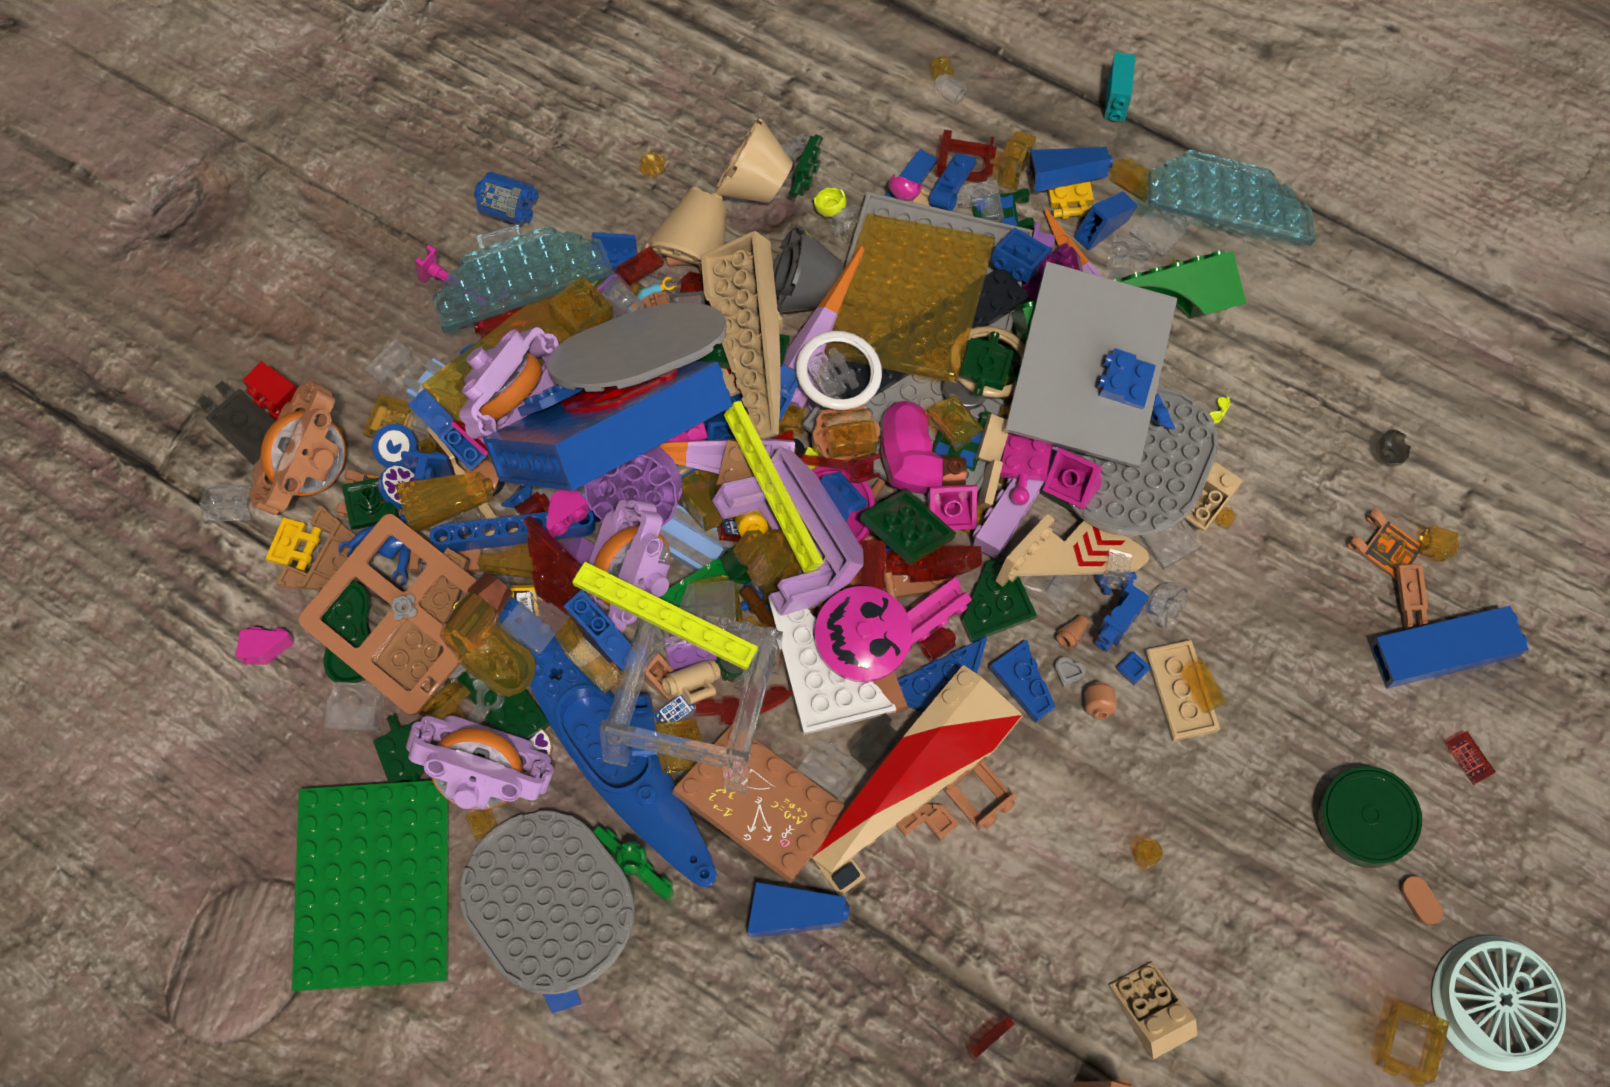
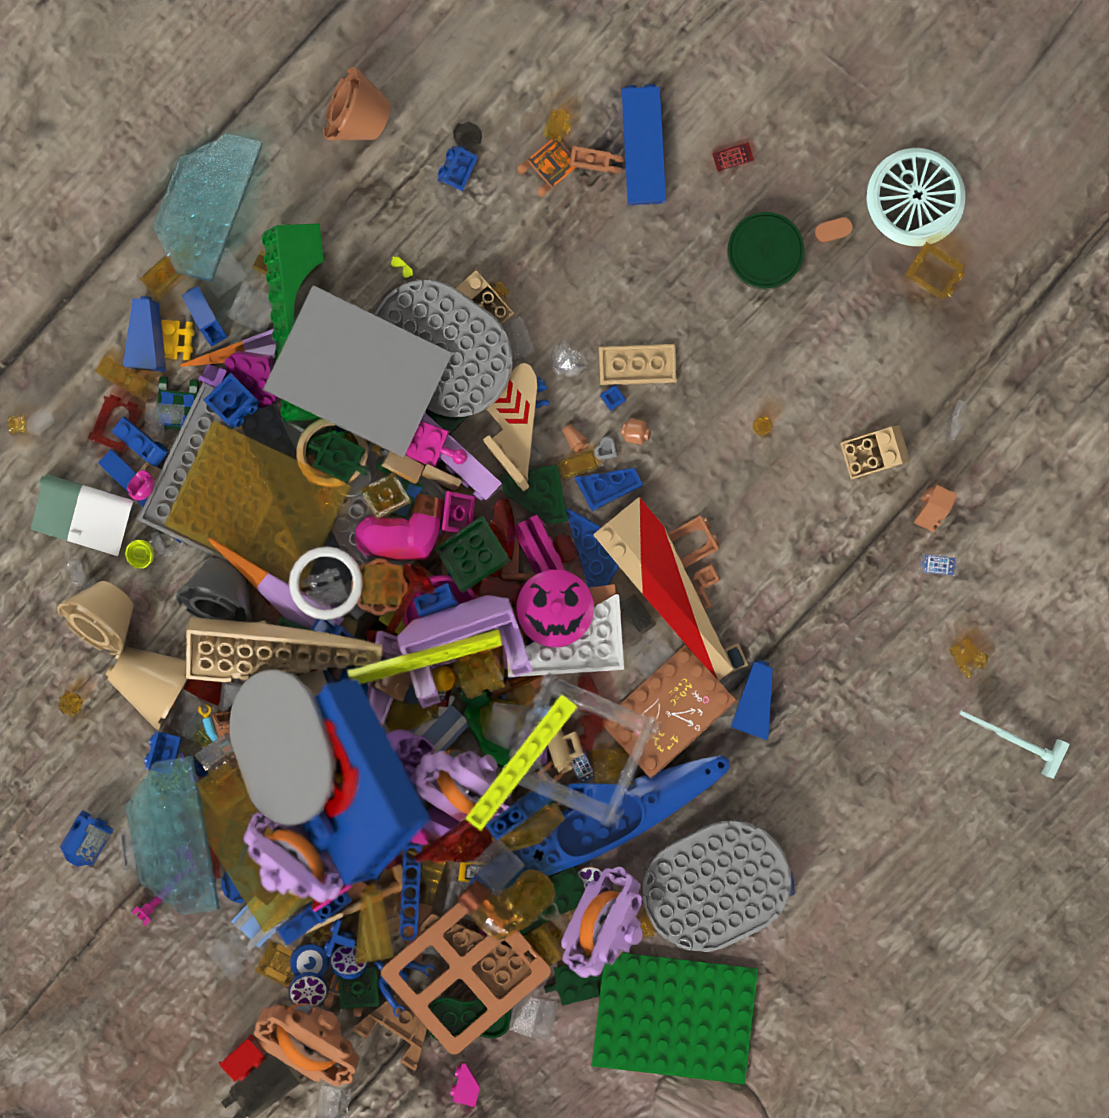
camera: 80 degrees left, 20 degrees up
(287, 540) = (378, 1059): yellow plate -> none
(362, 449) = (308, 989): none -> tile
(399, 602) = (464, 972): light grey plate -> none
(633, 861) = (697, 817): green plate -> none
(639, 266) = (182, 732): clear red tile -> none
(807, 166) = (98, 563): dark green plate -> none
(861, 143) = (82, 514): none -> door
(991, 1038) = (874, 576): clear red tile -> none
(1042, 641) = (577, 464): none -> clear yellow tile
(1073, 478) = (454, 410): dark pink slope -> none
(1115, 626) = (575, 399): blue hips -> none
(1116, 569) = (534, 393): clear bracket -> none
(1119, 86) = (72, 270): teal window -> none
(1126, 379) = (379, 347): blue plate -> none
(1160, 414) = (408, 323): blue piece -> none
(1204, 686) = (640, 346): clear yellow panel -> none
(1351, 446) = (457, 167): none -> blue bracket
(1385, 321) = (356, 109): none -> nougat cone

